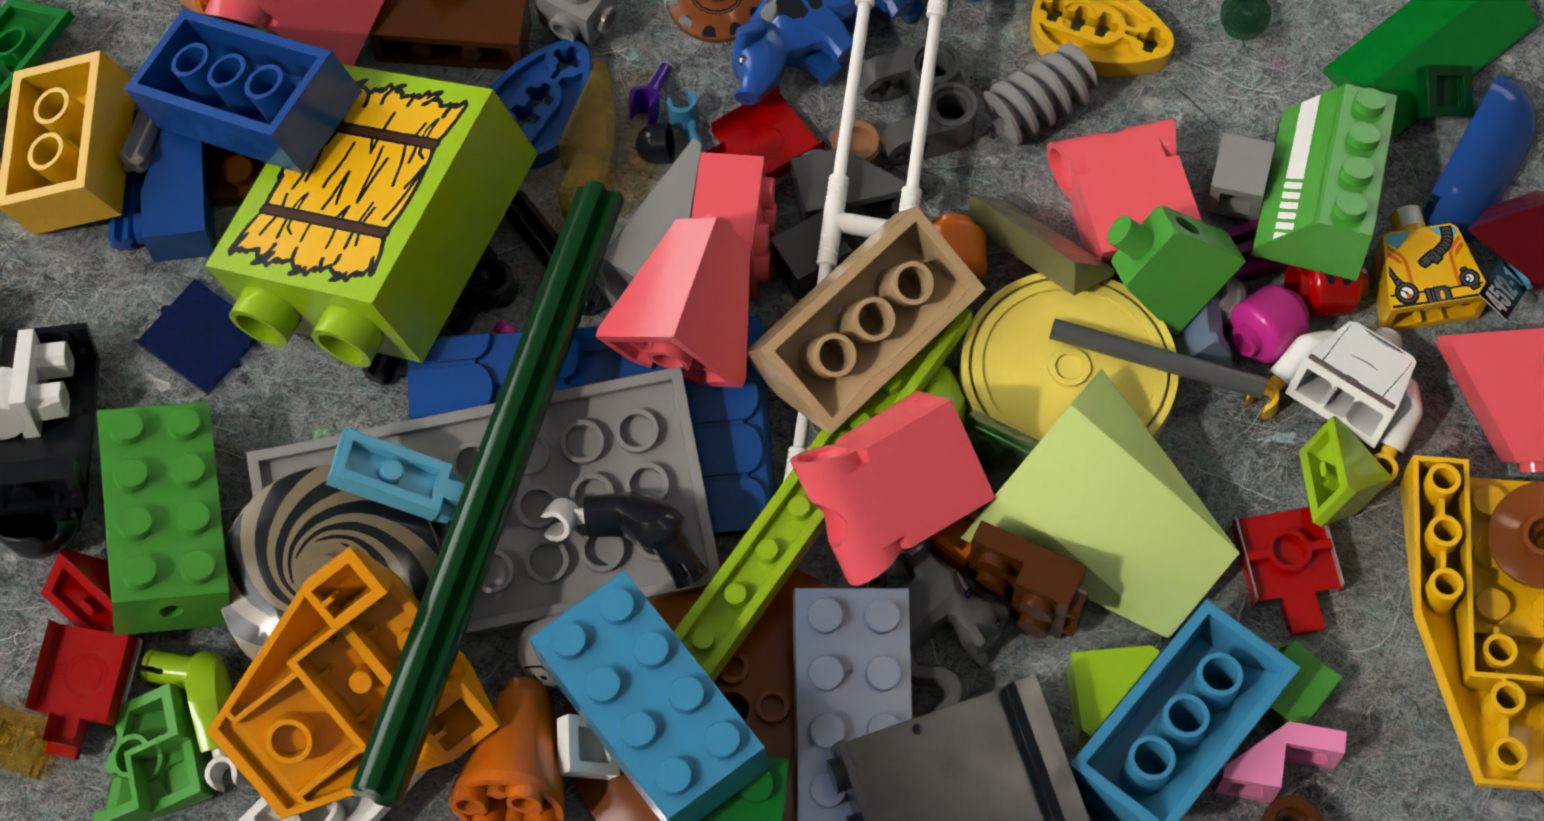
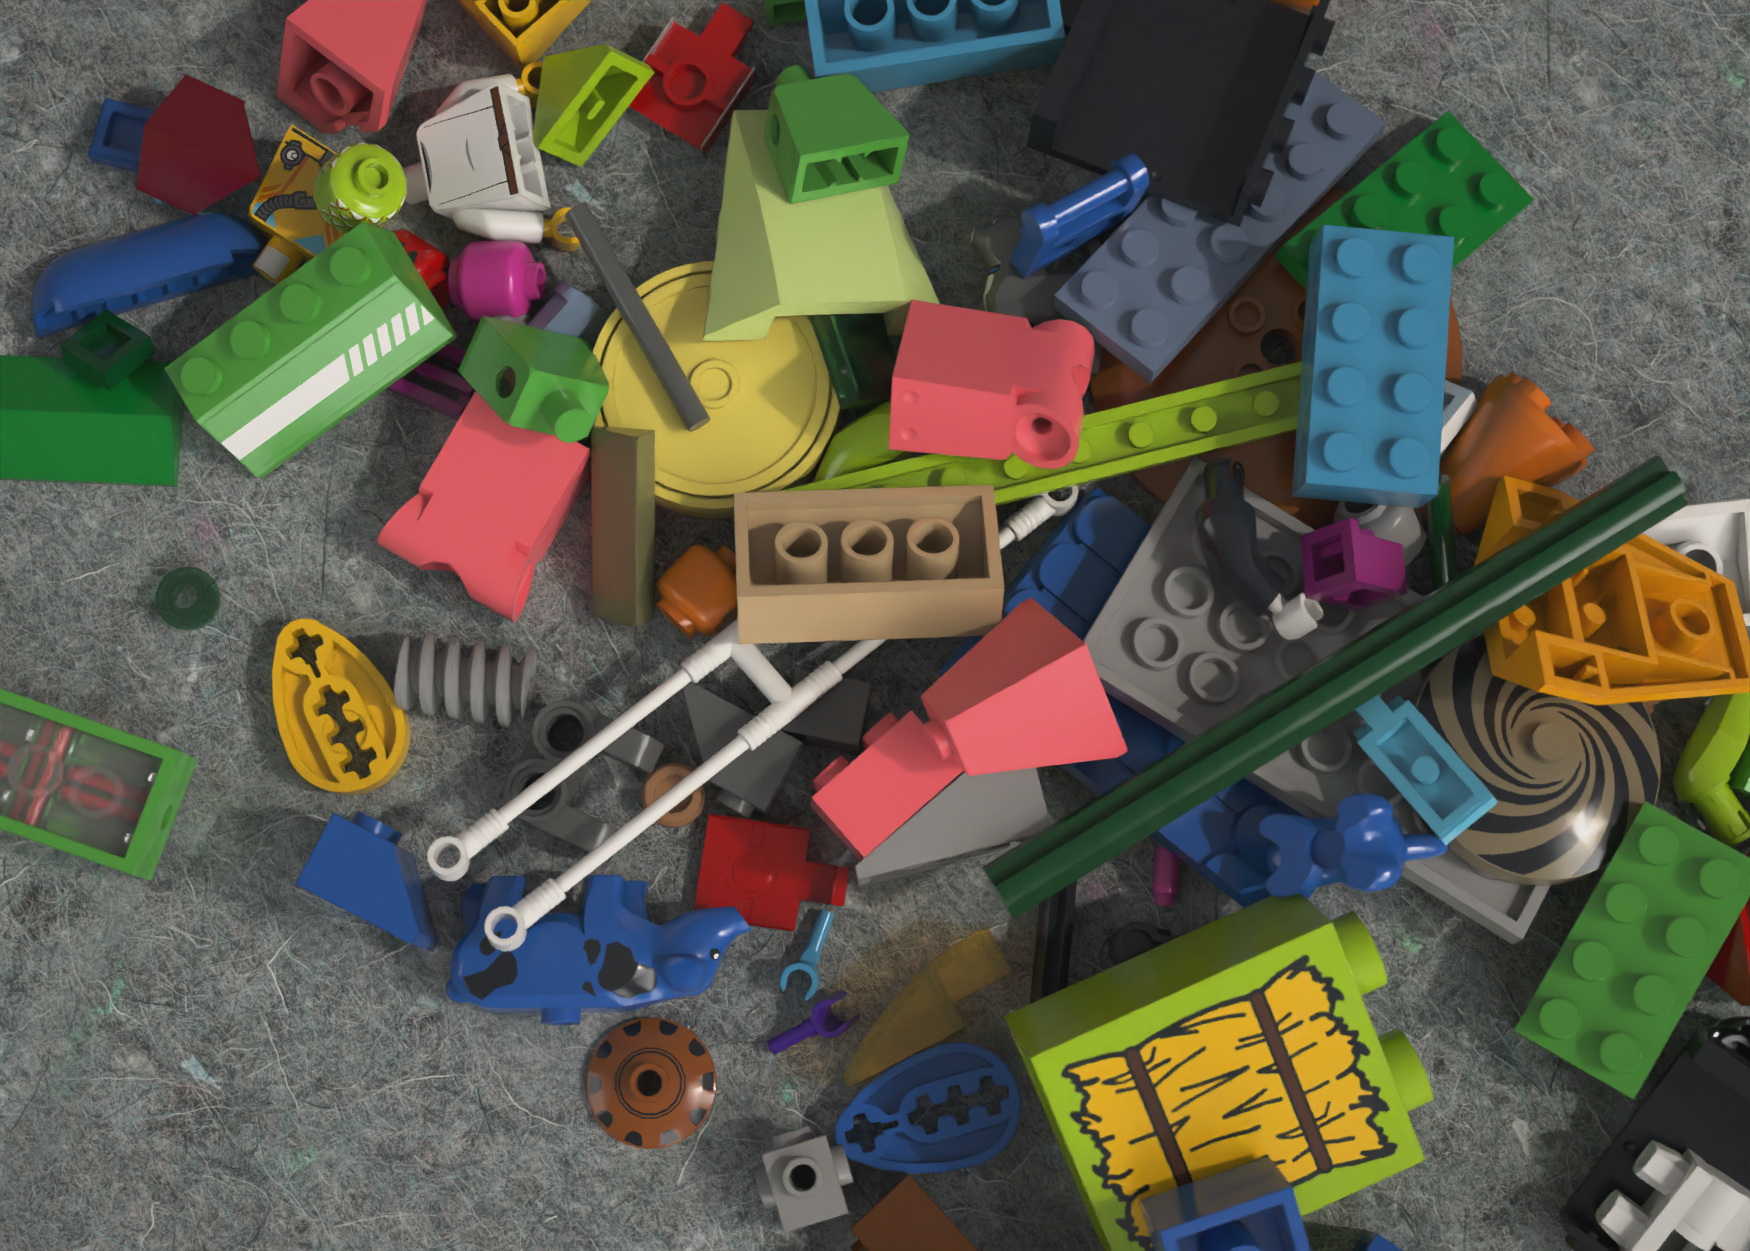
camera: 140 degrees left, 15 degrees up
(197, 337) = (1461, 1150): clear blue piece -> none
(398, 395) = (1355, 847): none -> blue animal
(507, 668) = (1441, 535): none -> dark green piece
(550, 577) = (1351, 566): none -> magenta brick
(656, 143) = (860, 963): black hinge -> none
(948, 626) = (1079, 216): none -> blue plate
(1043, 583) = (936, 212): reddish brown plate -> none
(1101, 681) = (951, 106): lime slope -> none
(1158, 564) = (831, 136): none -> bright green torso
(1240, 176) = (373, 433): light grey brick -> none
(1400, 269) = (359, 187): none -> lime head
(1503, 290) = (283, 117): black sticker -> none

